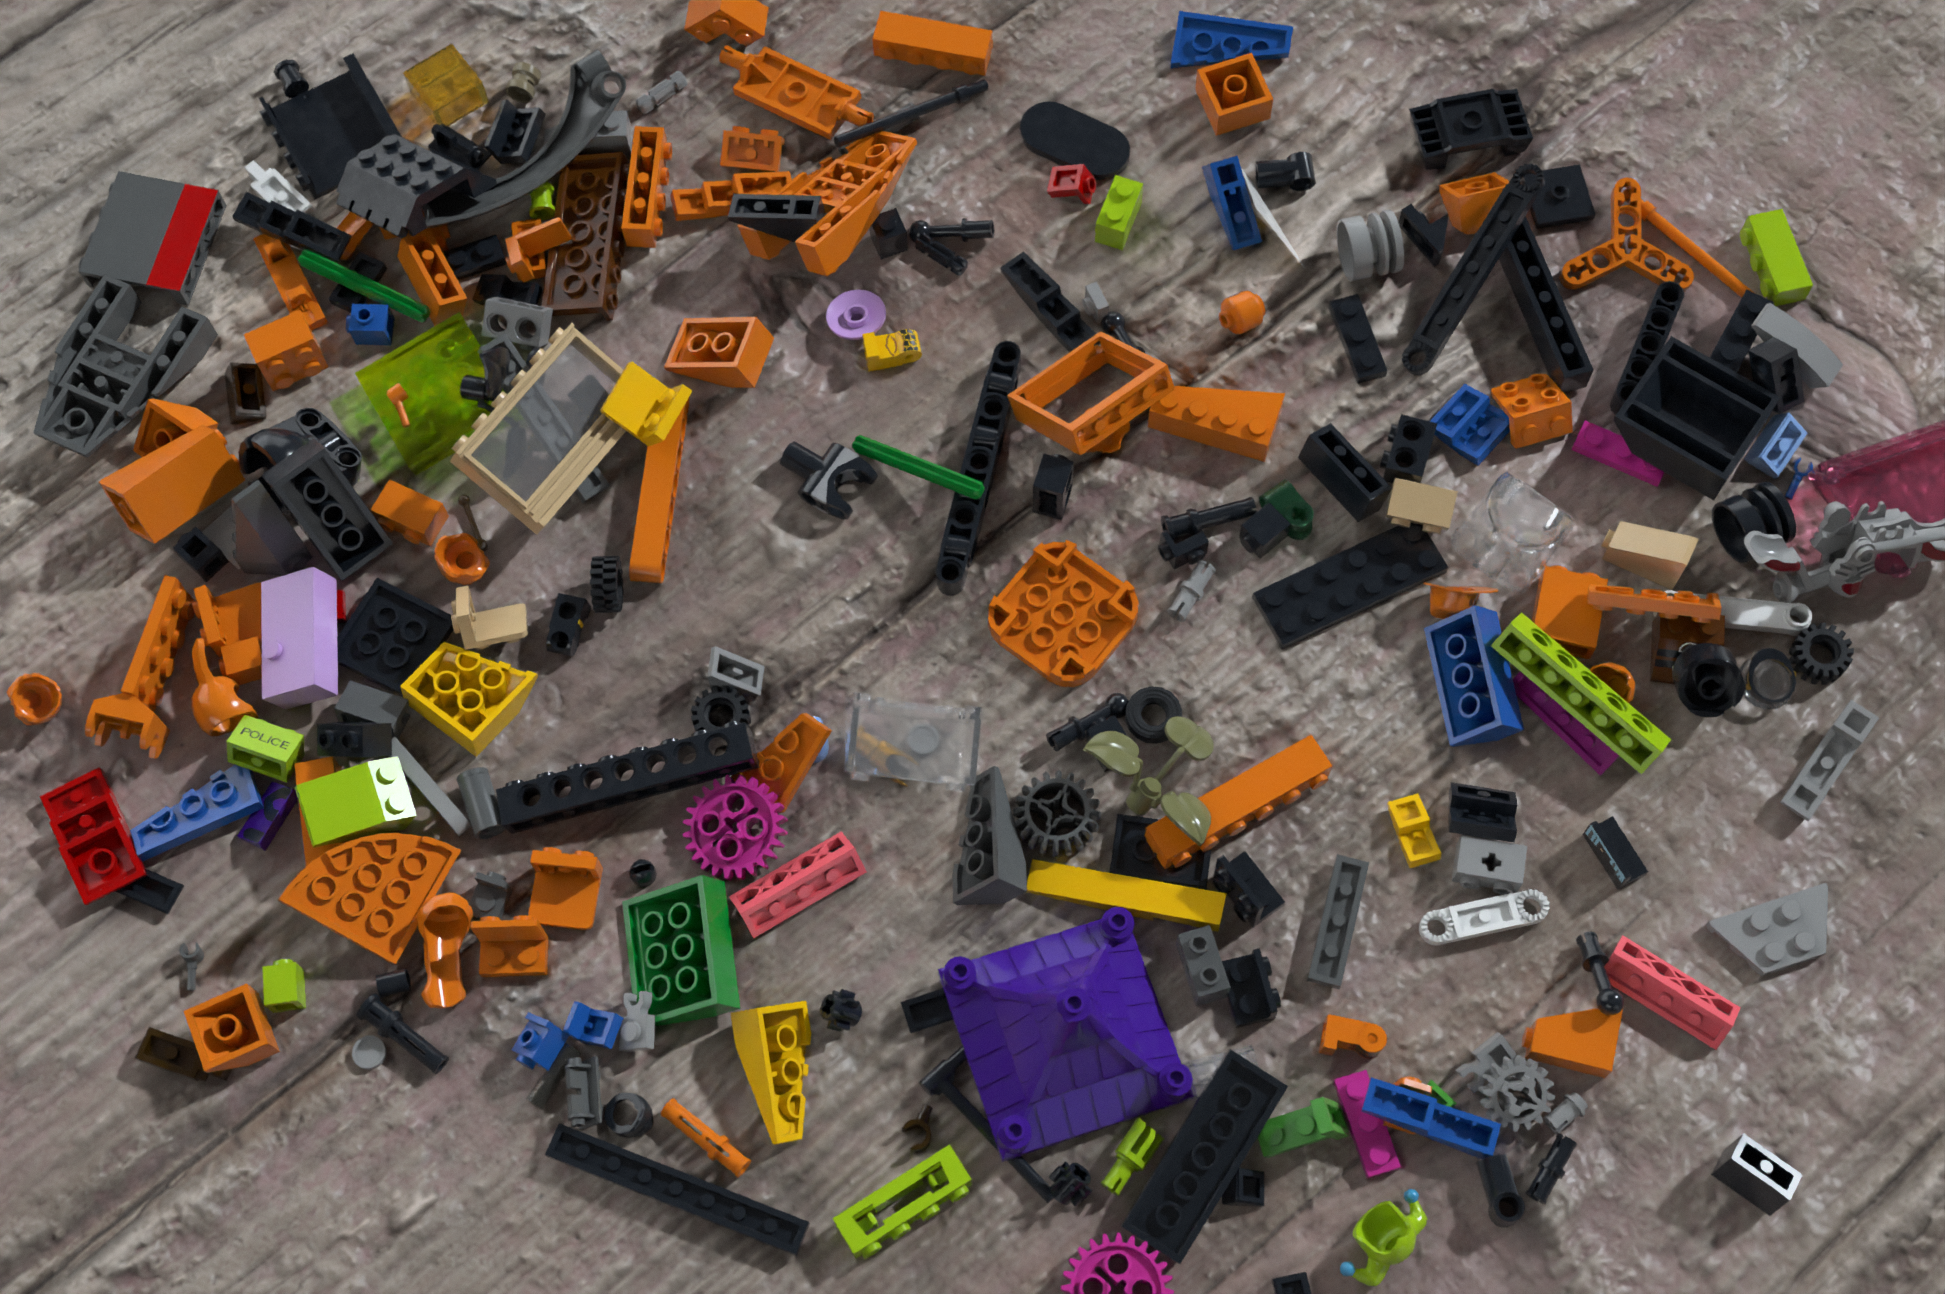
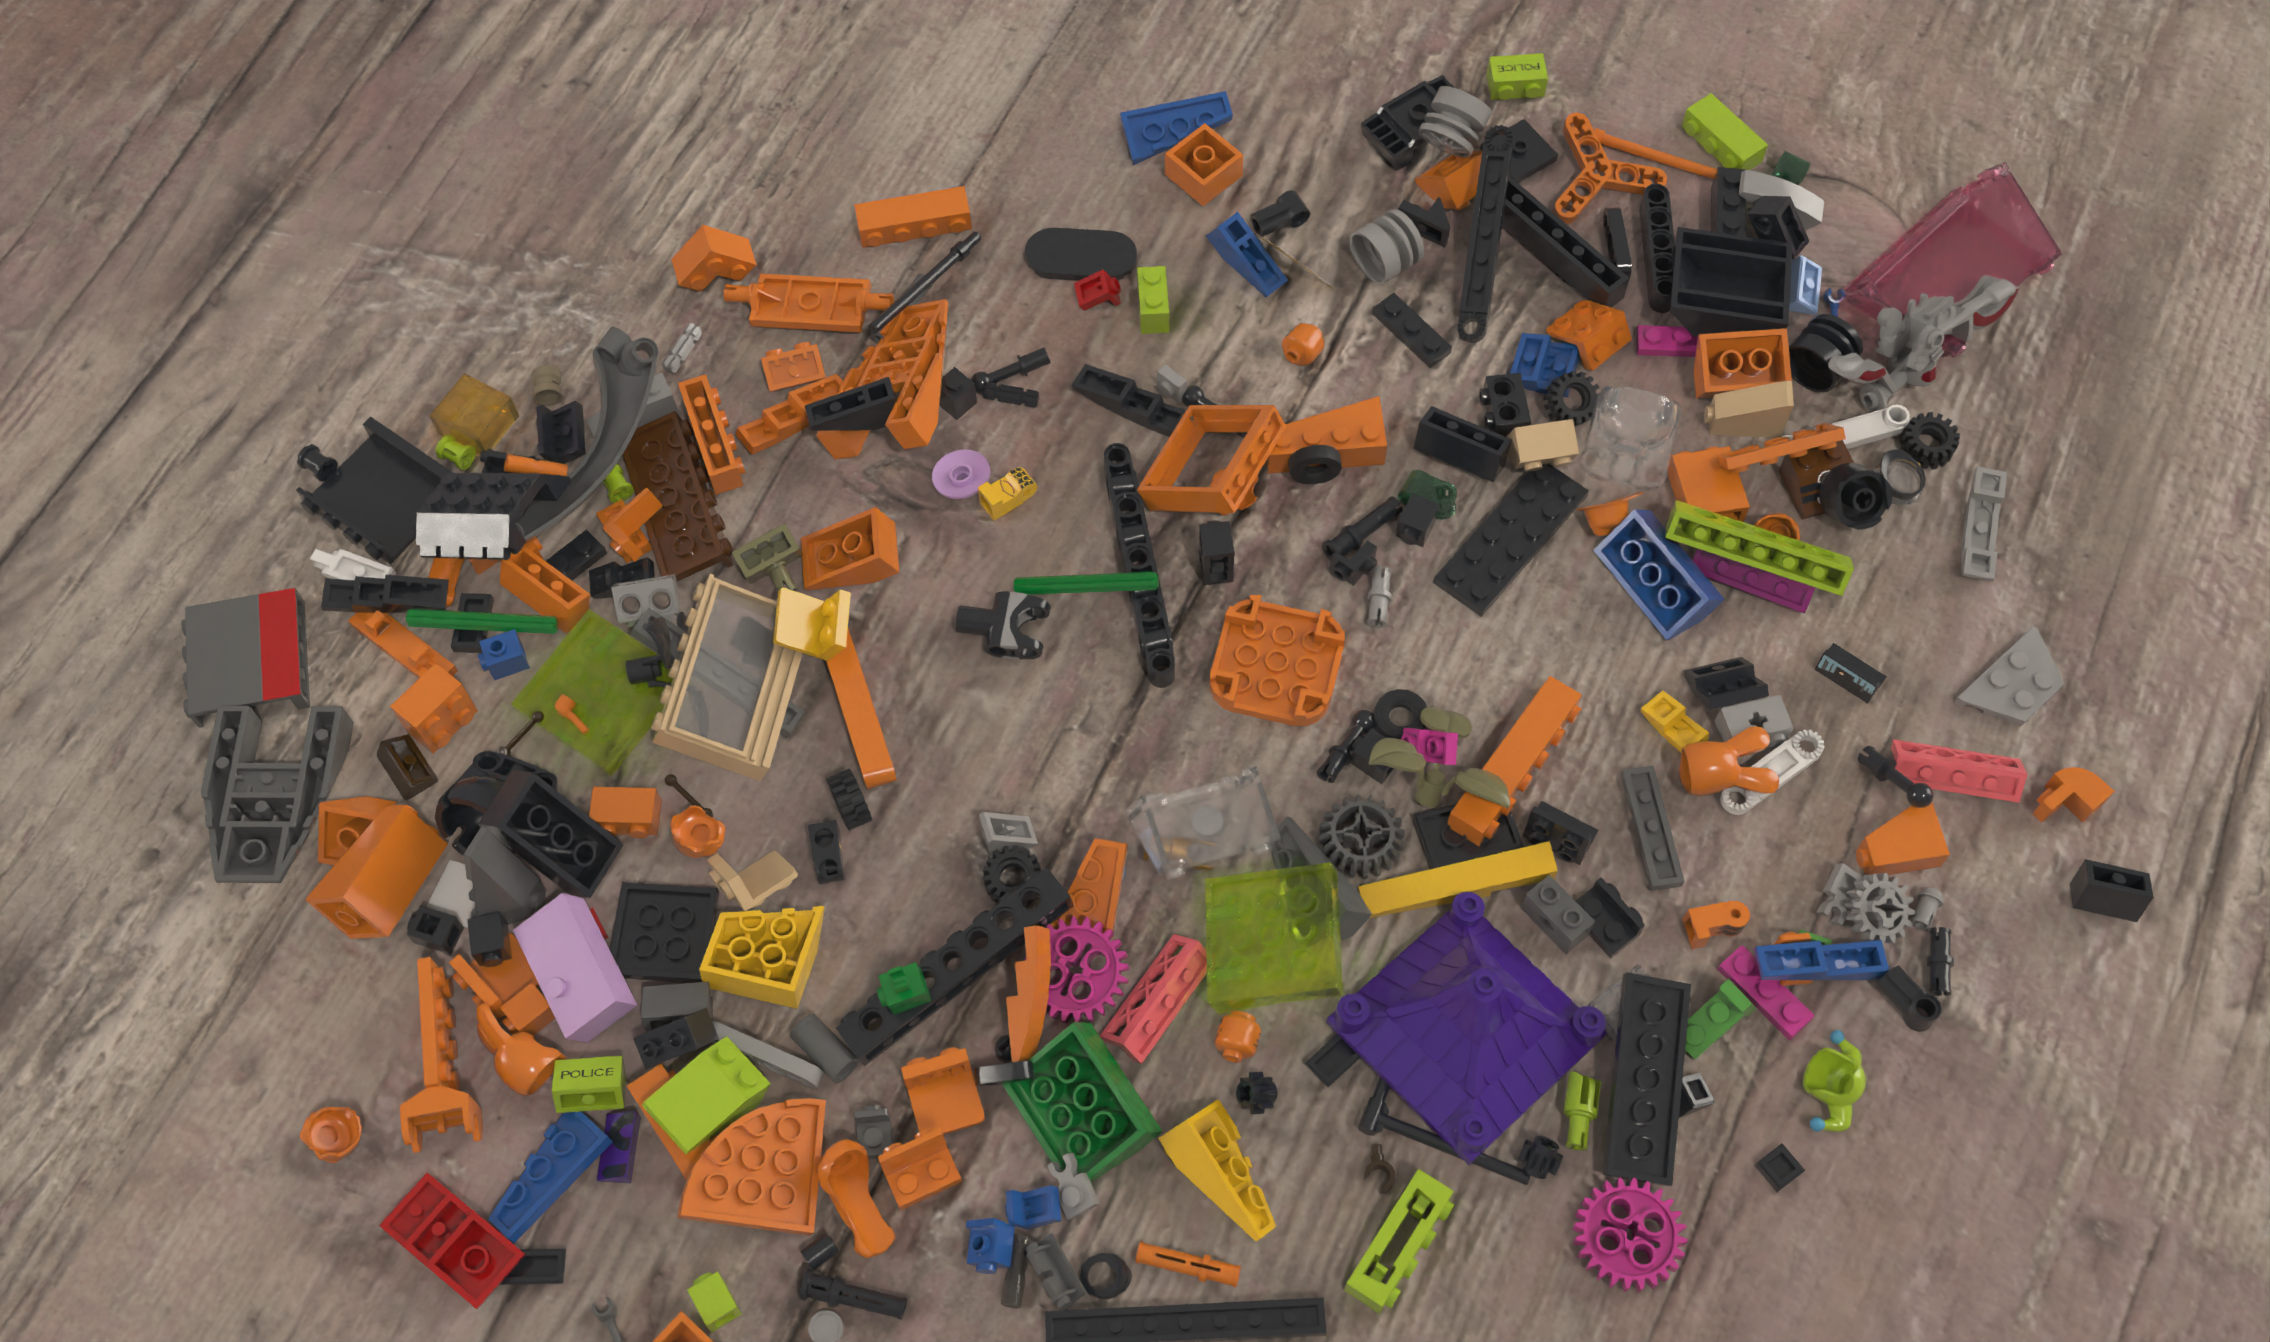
camera: 25 degrees left, 5 degrees down
(239, 582) = (489, 939): none -> black brick
(333, 414) = (537, 717): none -> dark brown hinge
(415, 115) = (455, 452): none -> lime bush
(471, 157) = (521, 464): none -> orange piece
(566, 779) = (903, 988): none -> green brick
(624, 894) = (1004, 1073): none -> black beam
(644, 326) = (769, 557): none -> olive brick
(686, 822) = (1028, 1008): none -> orange slope
(850, 951) = (1237, 1036): none -> orange head
(921, 874) = (1273, 937): none -> clear neon green piece
(1160, 754) = (1434, 745): none -> dark pink slope
(1191, 436) = (1325, 455): none -> black tyre
(1424, 889) = (1714, 766): none -> orange piece
(1458, 468) = (1584, 388): none -> black tyre
(1495, 143) = (1454, 121): none -> light grey wheel
(1594, 117) = (1517, 76): none -> lime brick
(1607, 328) = (1617, 240): none -> black beam
(1664, 498) = (1740, 361): none -> orange slope
(1777, 1059) = (2076, 790): none -> orange brick
(1825, 320) = (1791, 168): none -> clear green piece

